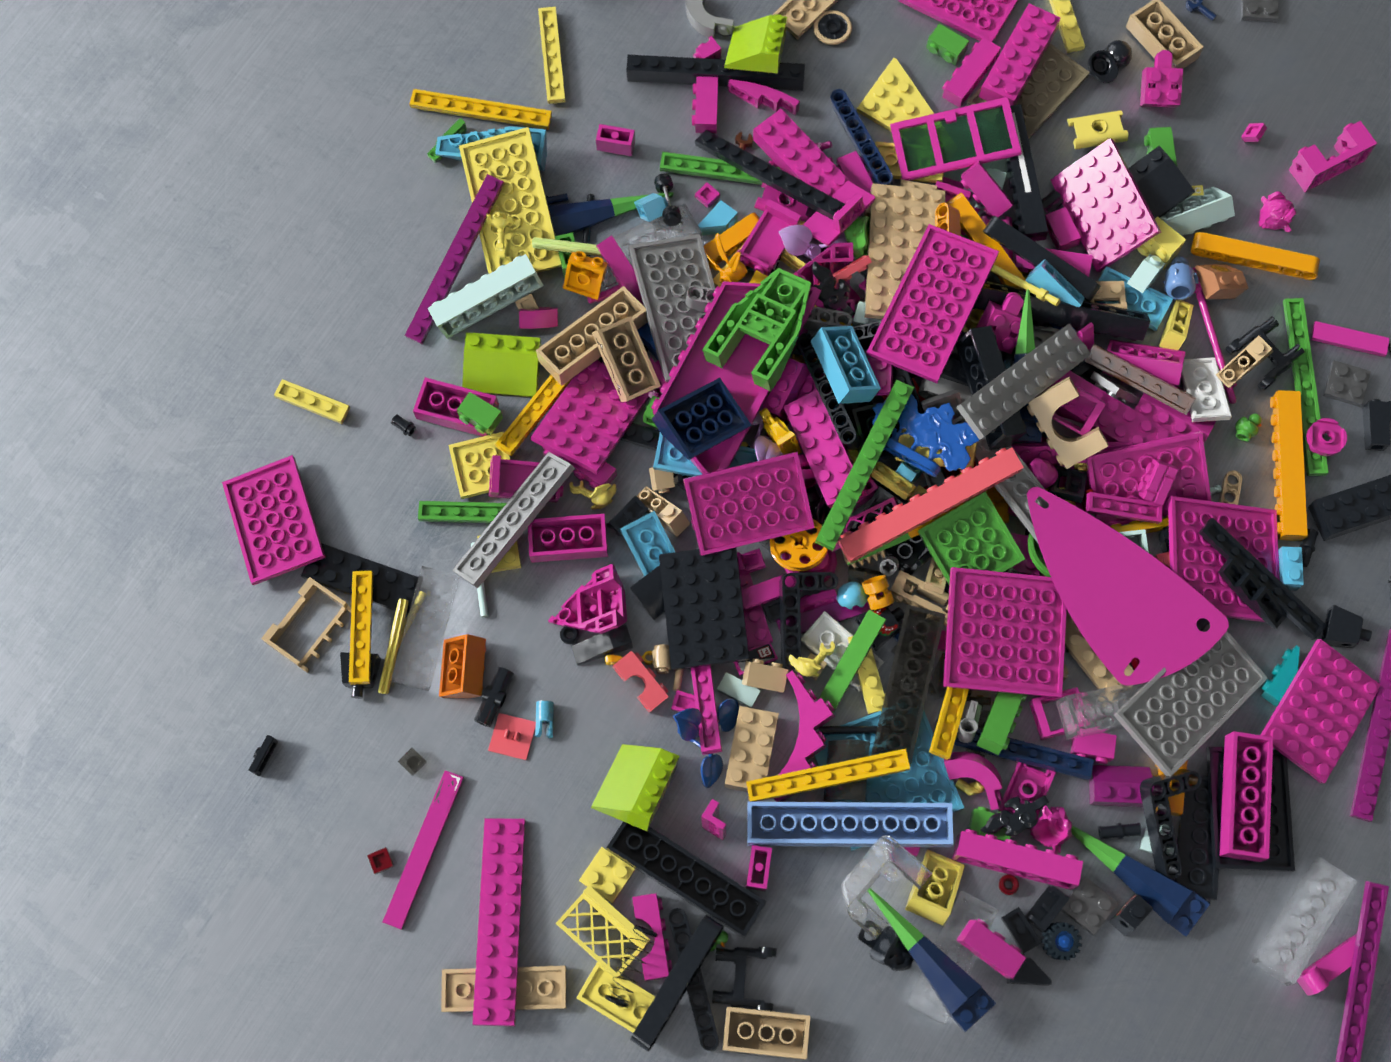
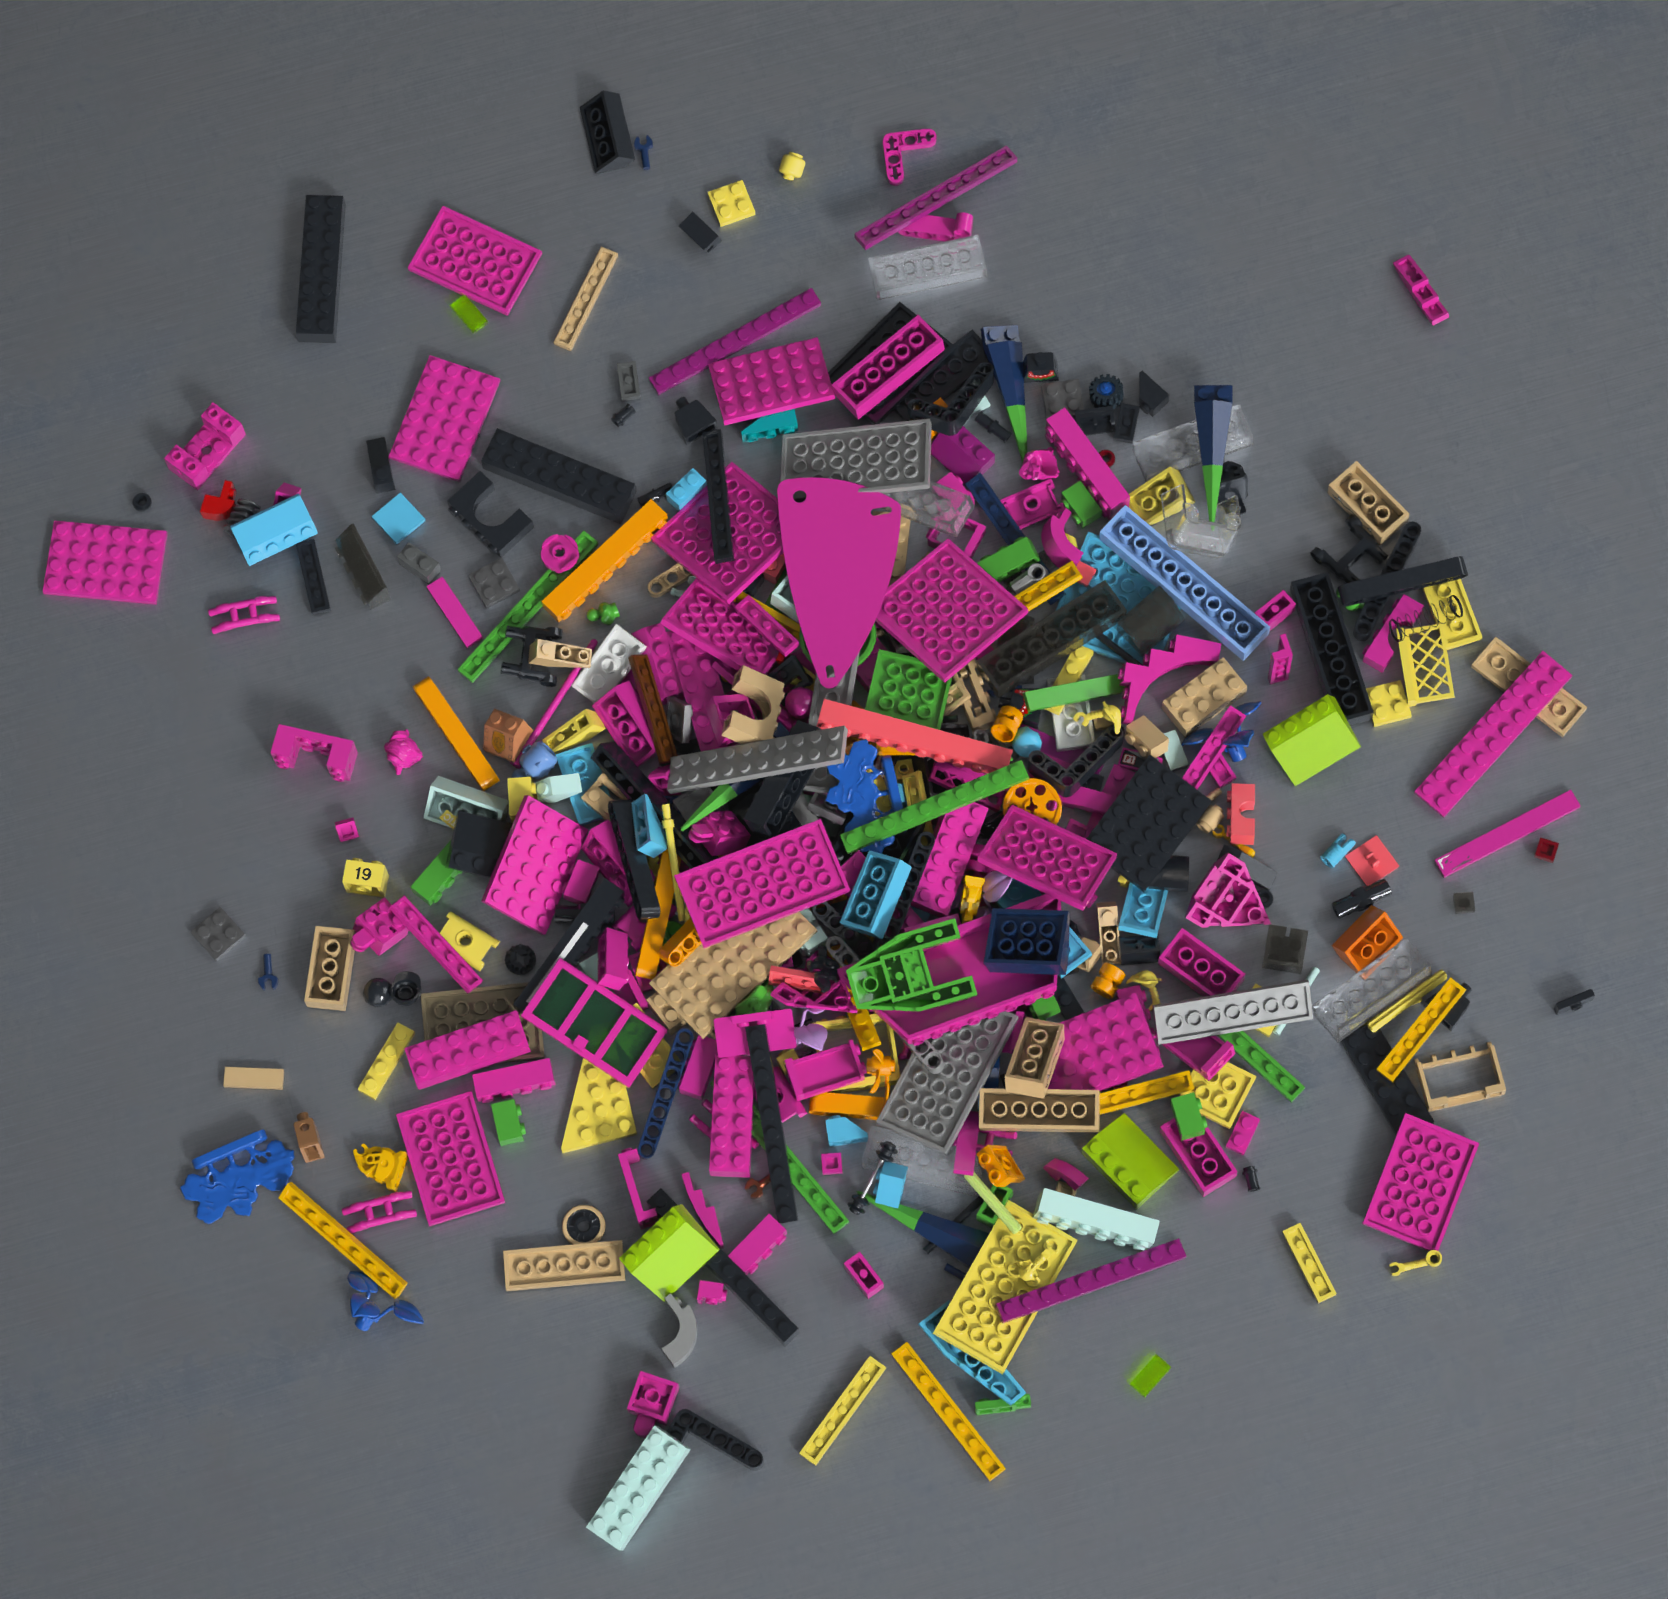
camera: 135 degrees left, 0 degrees up
(221, 473) = (1418, 1263): none -> light yellow brick
(362, 241) = (1150, 1376): none -> clear neon green tile
(437, 452) = (1242, 1133): none -> dark pink plate
(517, 604) = (1285, 952): none -> clear smoke piece
(629, 473) = (1109, 978): none -> light orange wheel
(820, 65) = (645, 1218): none -> dark pink panel
(828, 775) = (1171, 620): yellow plate -> none
(934, 767) = (1087, 573): none -> coral tile
(991, 948) = (1163, 420): dark pink brick -> none
(1024, 817) = (1064, 486): black piece -> none
(1042, 151) = (517, 967): none -> black gear
(1113, 103) = (436, 944): none -> dark pink tile
(1157, 481) = (725, 618): dark pink brick -> none
(1206, 107) = (365, 878): none -> light yellow brick
(1249, 591) = (737, 491): black slope -> none

